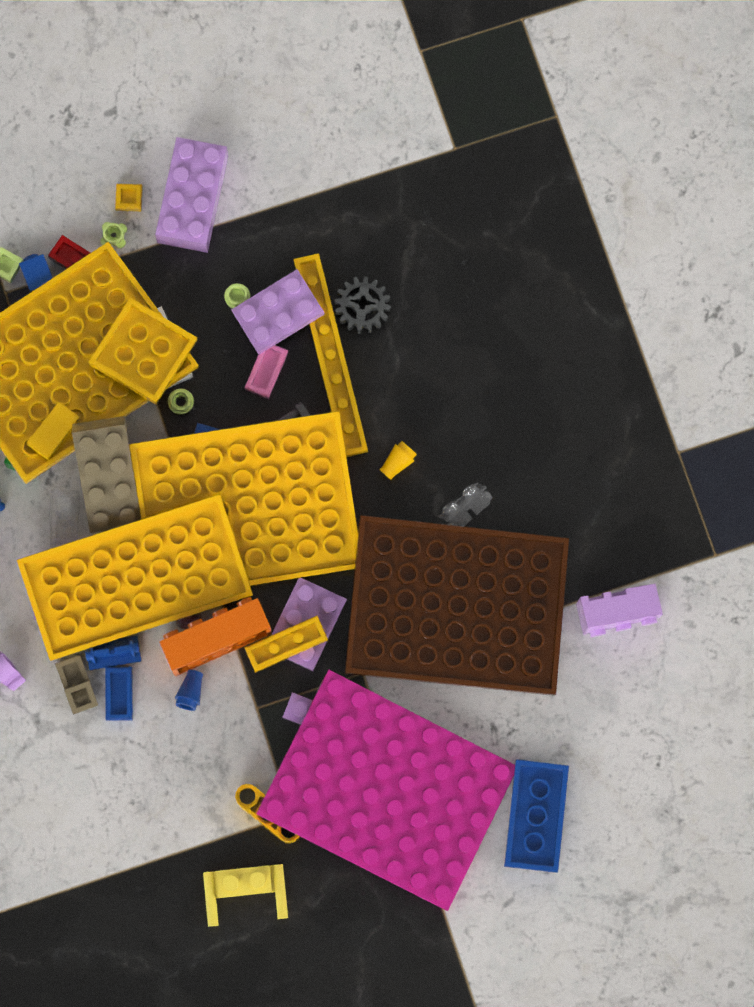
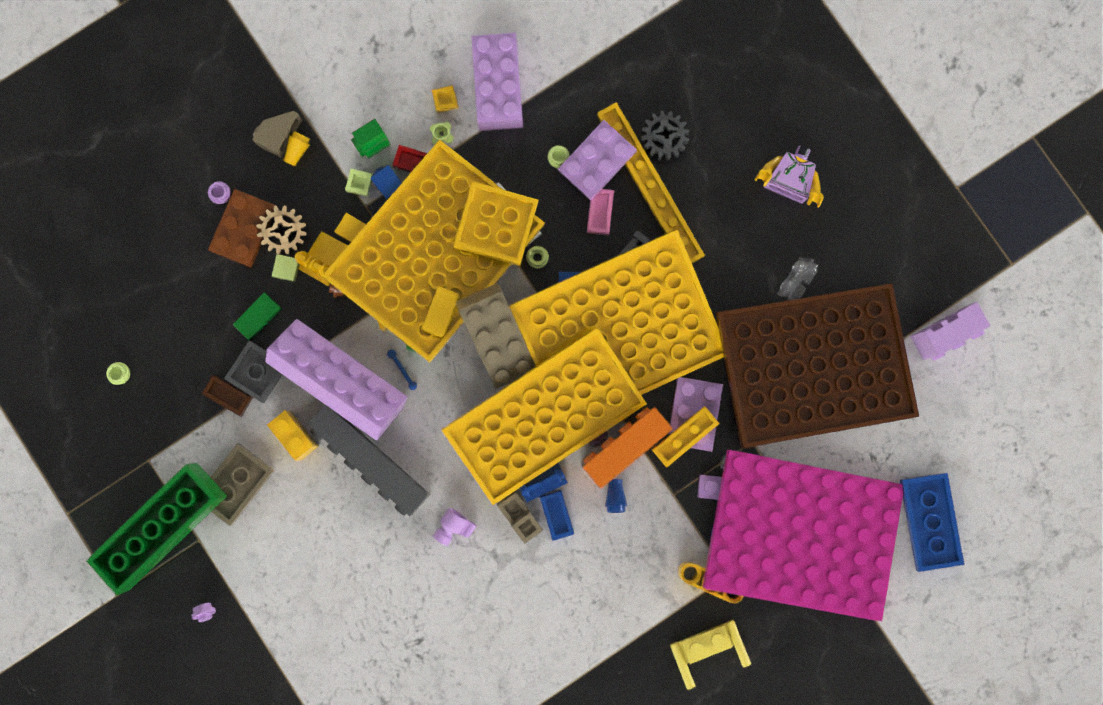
camera: 10 degrees left, 5 degrees up
(31, 220) = (370, 139): none -> green brick
(398, 459) = (731, 256): yellow cone -> none
(491, 389) = (793, 177): none -> torso

